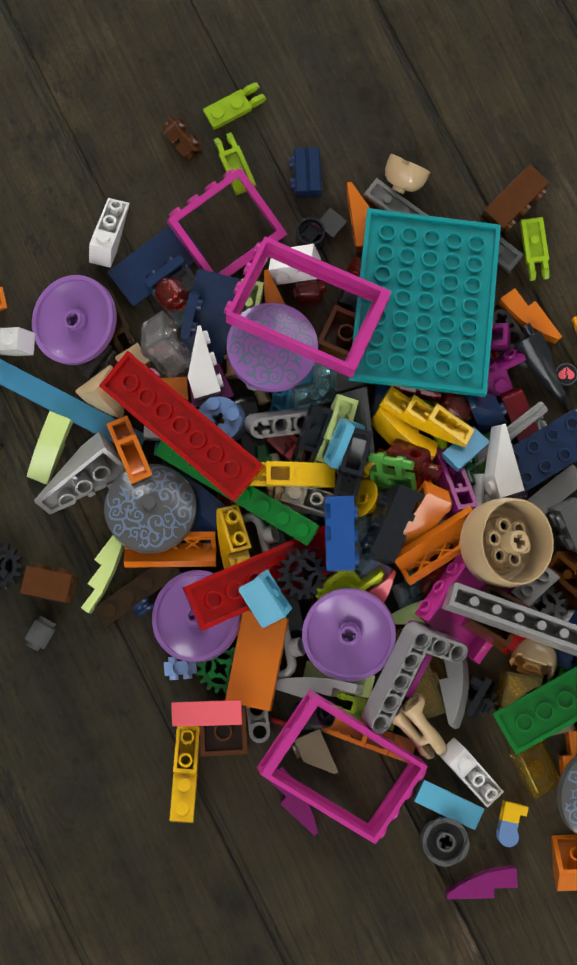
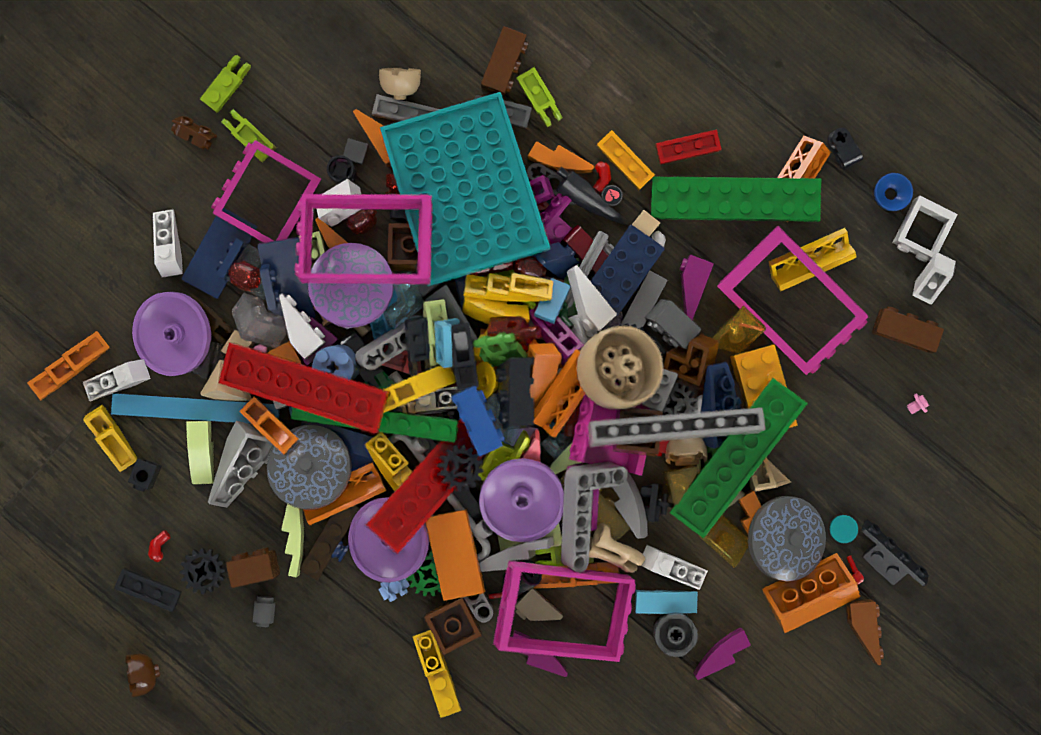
camera: 25 degrees left, 5 degrees up
(207, 713) = (432, 617): coral slope -> none
(265, 599) = (439, 503): medium azure panel -> none
(307, 172) = (314, 116): dark blue brick -> none
(509, 821) = (721, 594): leg -> none
(567, 352) = (604, 176): none -> red arm

